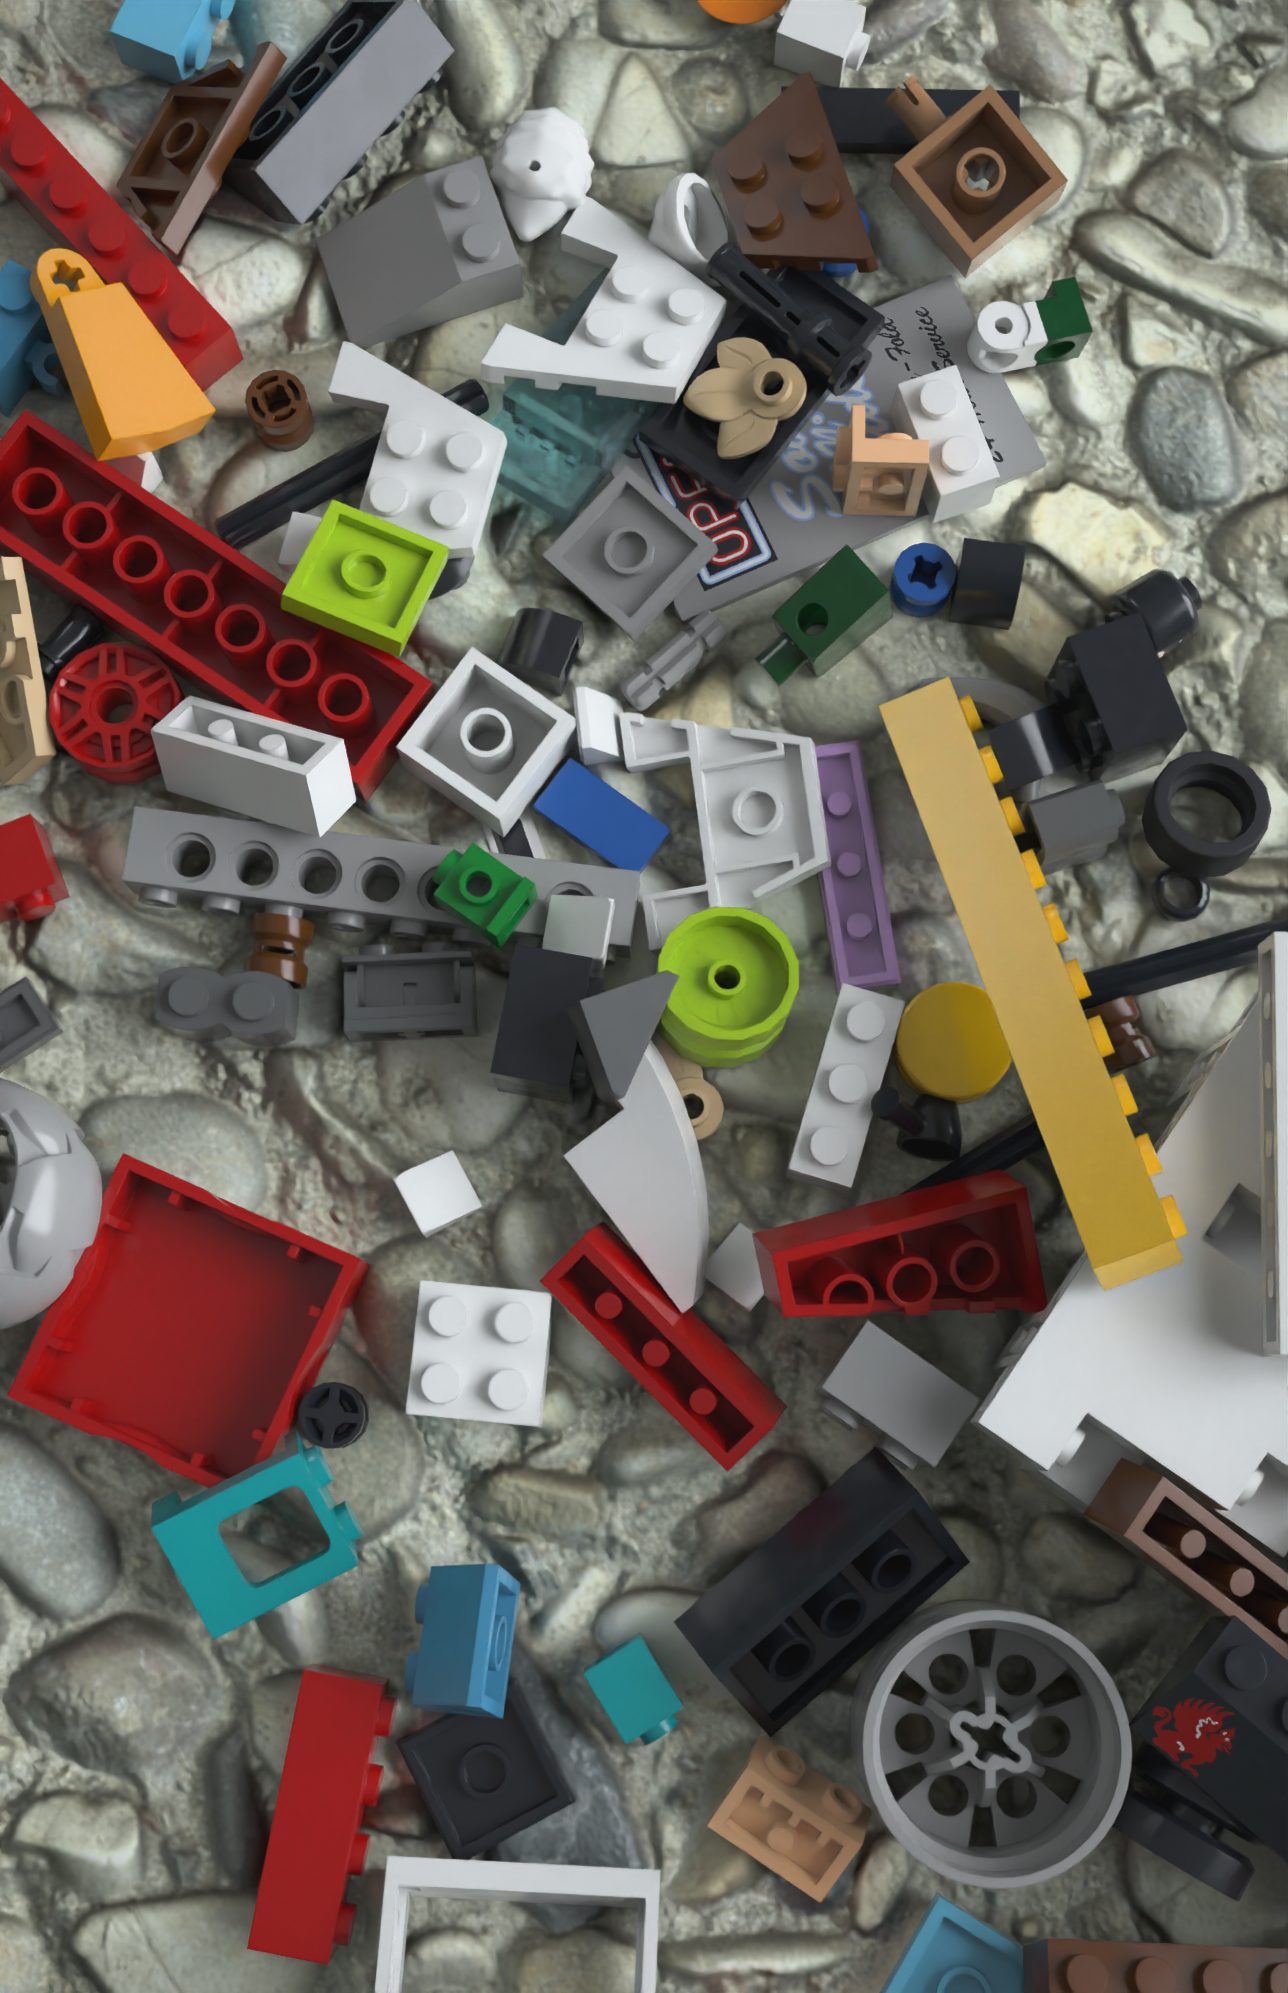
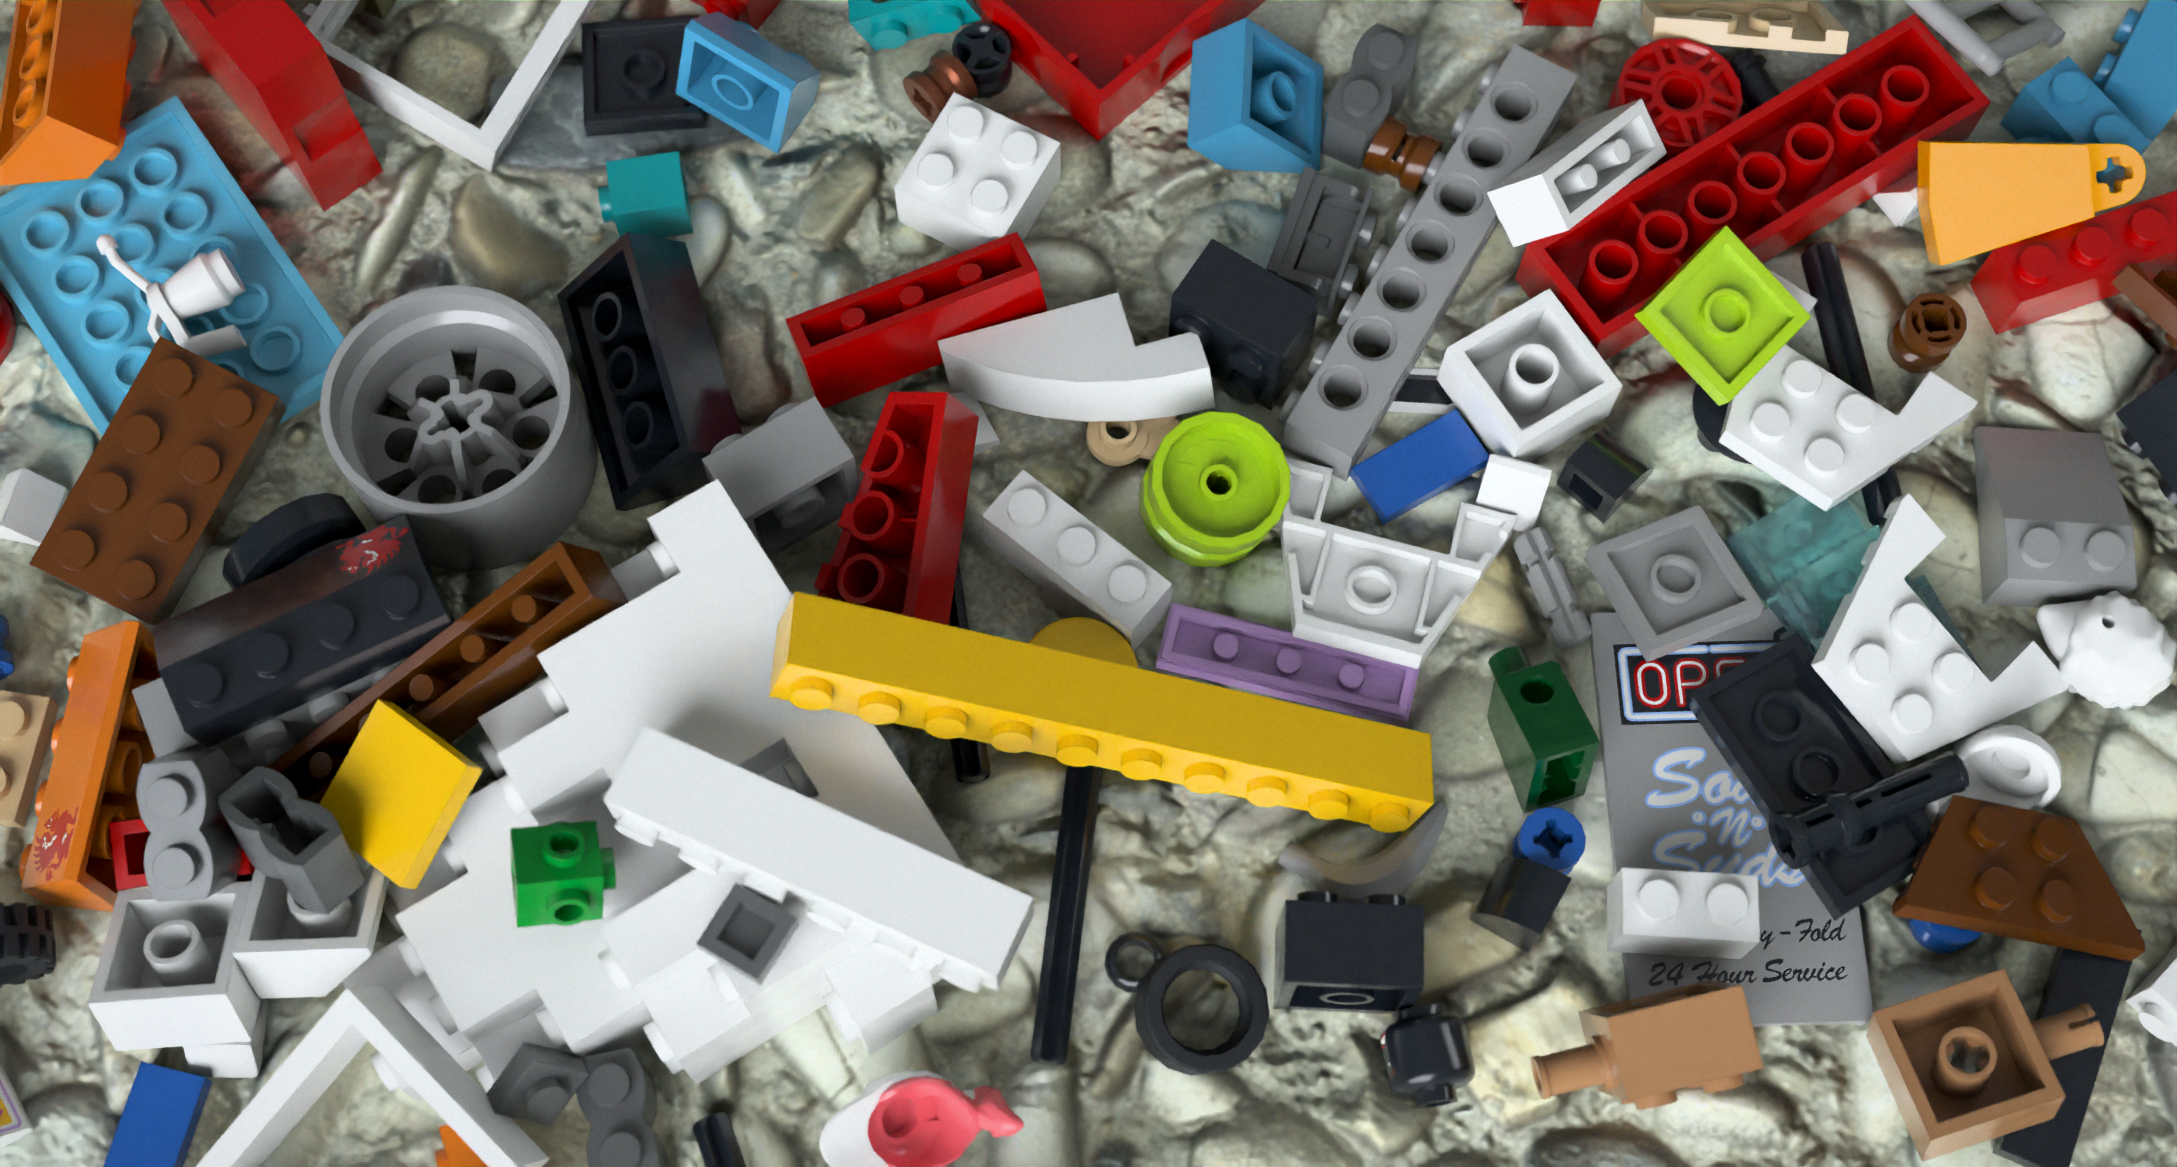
camera: 110 degrees right, 10 degrees down
(277, 1118) = (1255, 101): none -> dark azure slope
(385, 1443) = (936, 84): none -> copper wheel
(437, 1193) = (1134, 204): white slope -> none
(490, 915) = (1377, 325): green brick -> none
(579, 926) = (1314, 380): white slope -> none
(617, 1029) = (1203, 340): dark grey slope -> none
(737, 396) = (1800, 728): tan plate -> none
(792, 1818) = (497, 259): light nougat bracket -> none
(878, 473) = (1678, 815): light nougat bracket -> none
(926, 1129) = (1012, 616): black bar -> none
(1031, 333) = (1778, 1092): leg -> none
(1032, 746) = (1333, 850): black brick -> none
(1071, 826) = (1237, 852): dark grey brick -> none
(1075, 421) = (1658, 1045): none -> medium nougat brick
(1128, 1042) = (1020, 827): reddish brown wheel -> none

